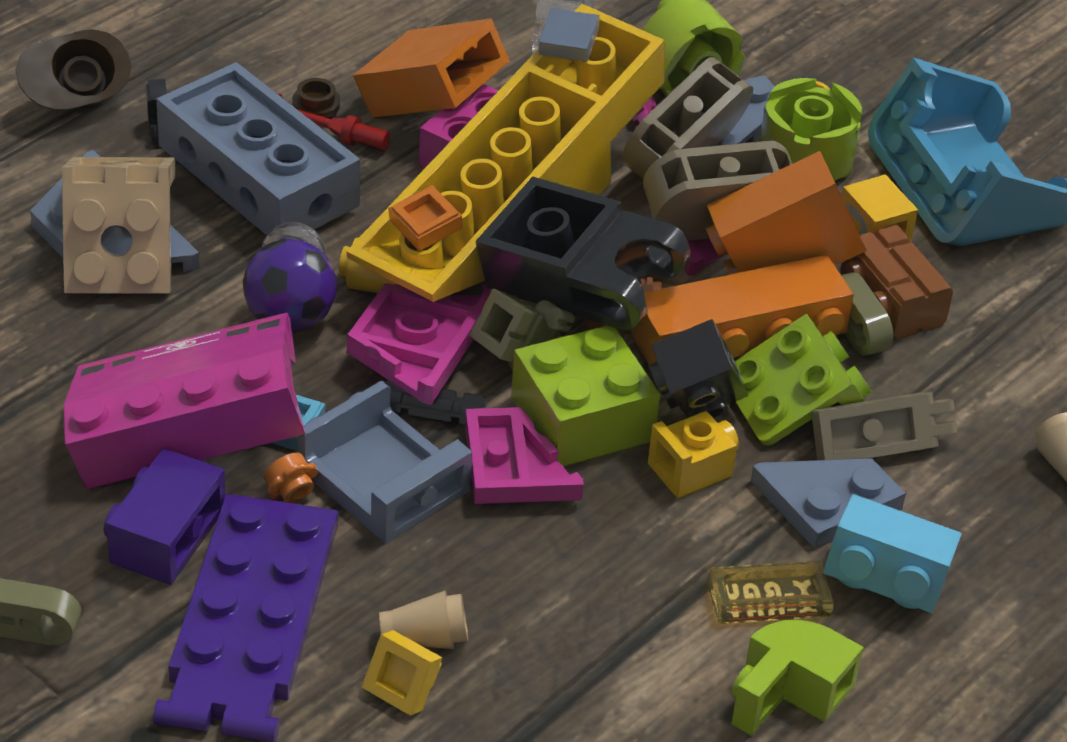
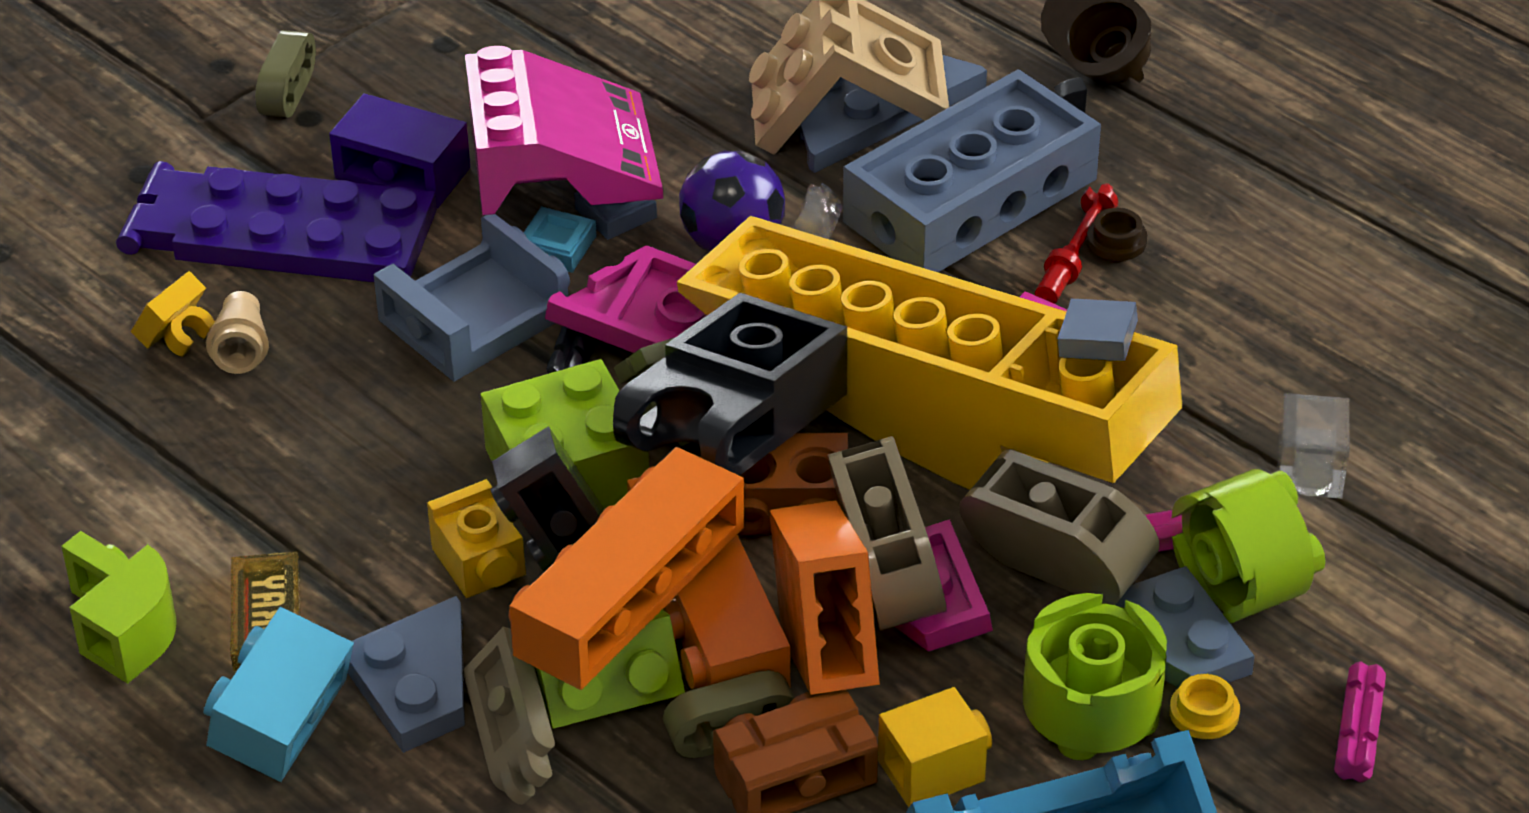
camera: 95 degrees right, 0 degrees up
(290, 478) = (454, 233): orange plate -> none
(425, 218) = (785, 256): orange tile -> none
(431, 68) = (1171, 296): orange brick -> none
(514, 460) = (452, 398): dark pink wing -> none
(800, 303) = (626, 567): none -> orange brick
(810, 42) = (1360, 722): none -> dark pink axle

